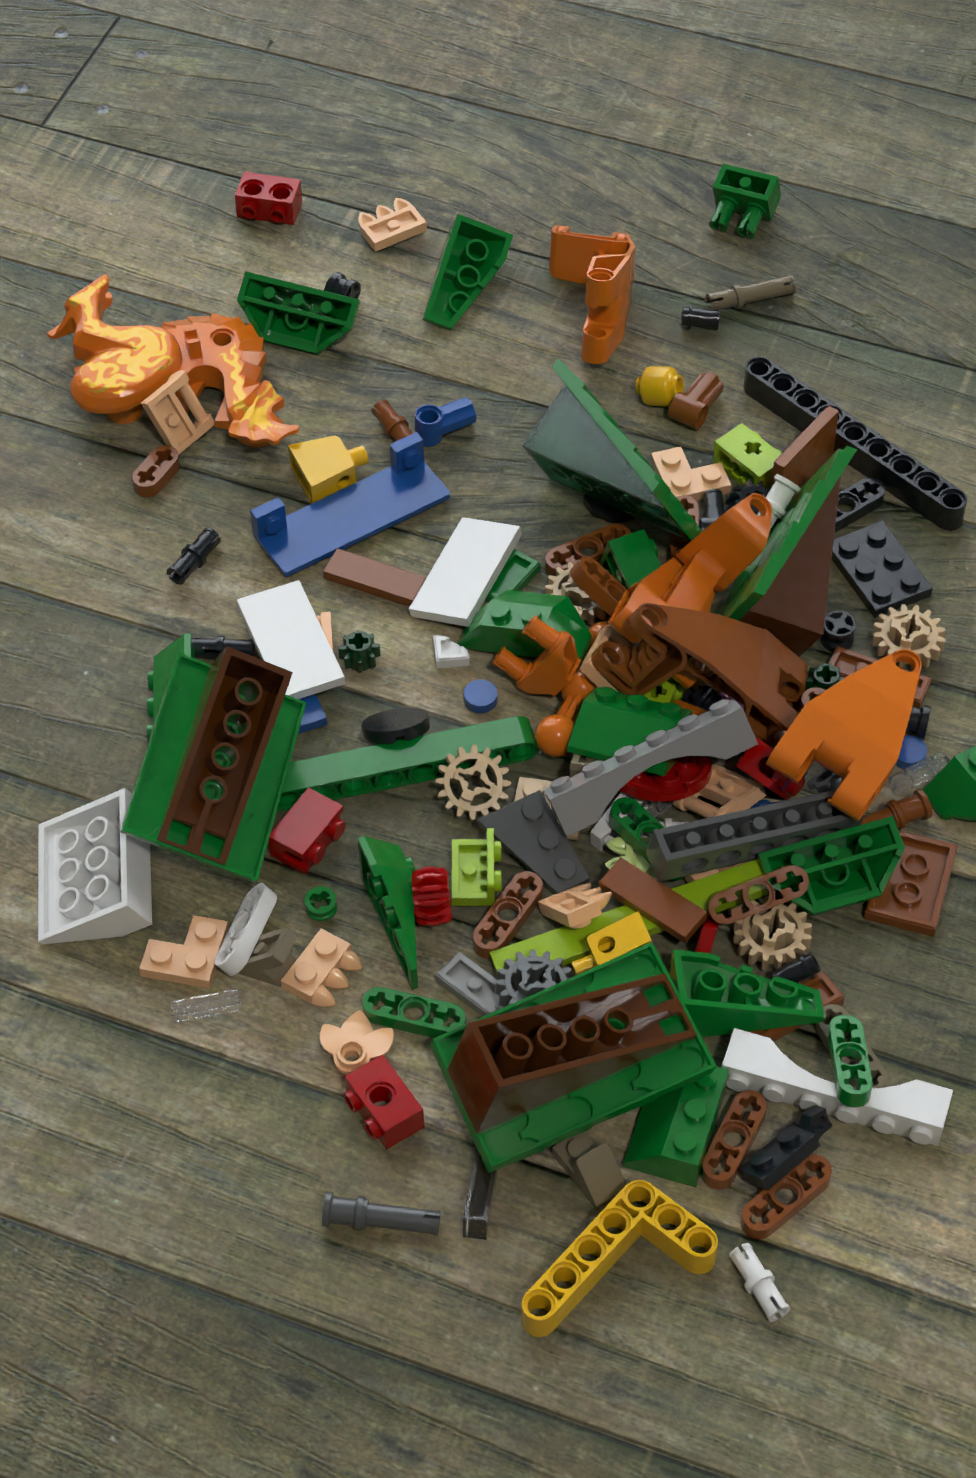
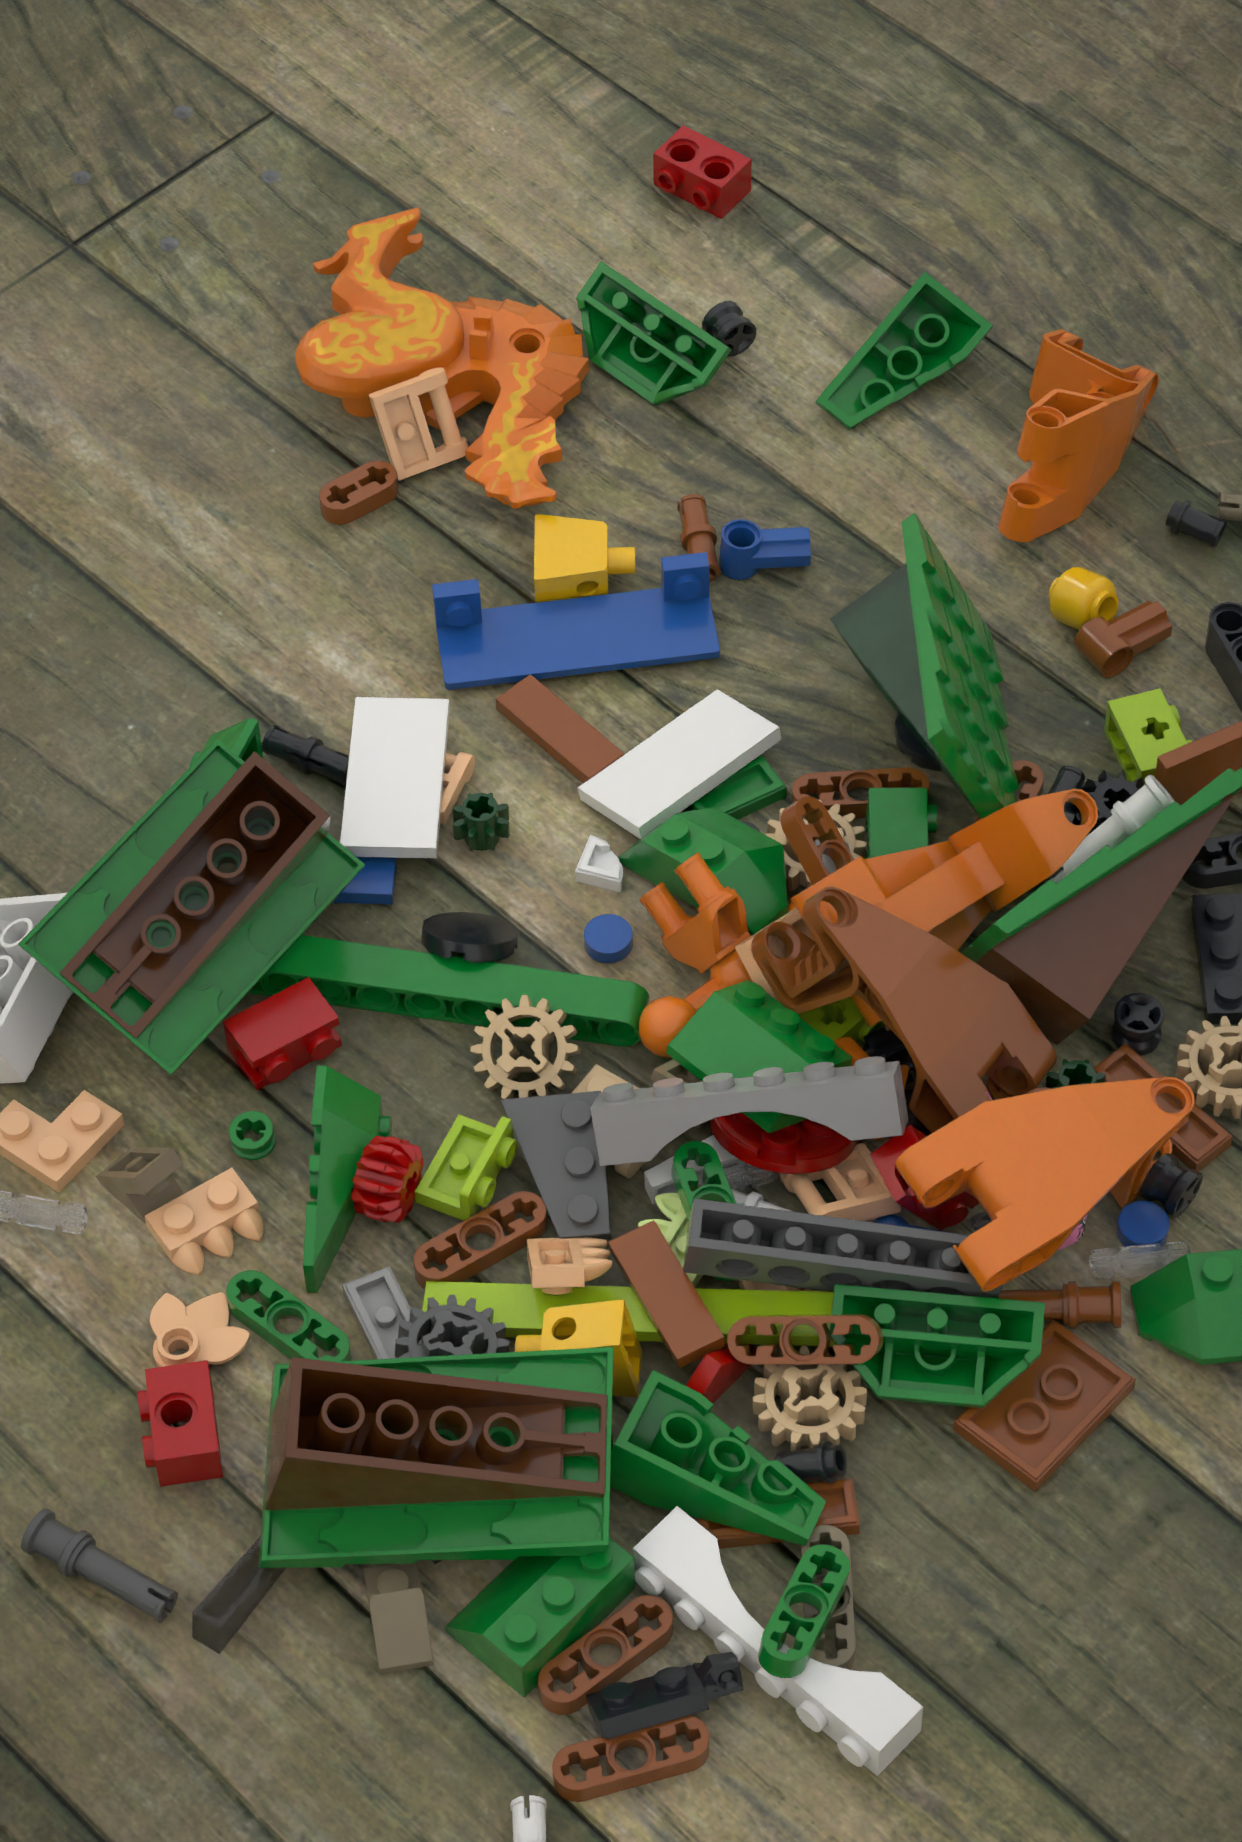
camera: 25 degrees right, 0 degrees up
(193, 556) = (342, 621): black pin -> none
(246, 929) = (136, 1133): white beam -> none
(391, 226) = (845, 259): light nougat plate -> none
(610, 1247) = (357, 1734): yellow beam -> none
(682, 480) = (1044, 741): light nougat plate -> none

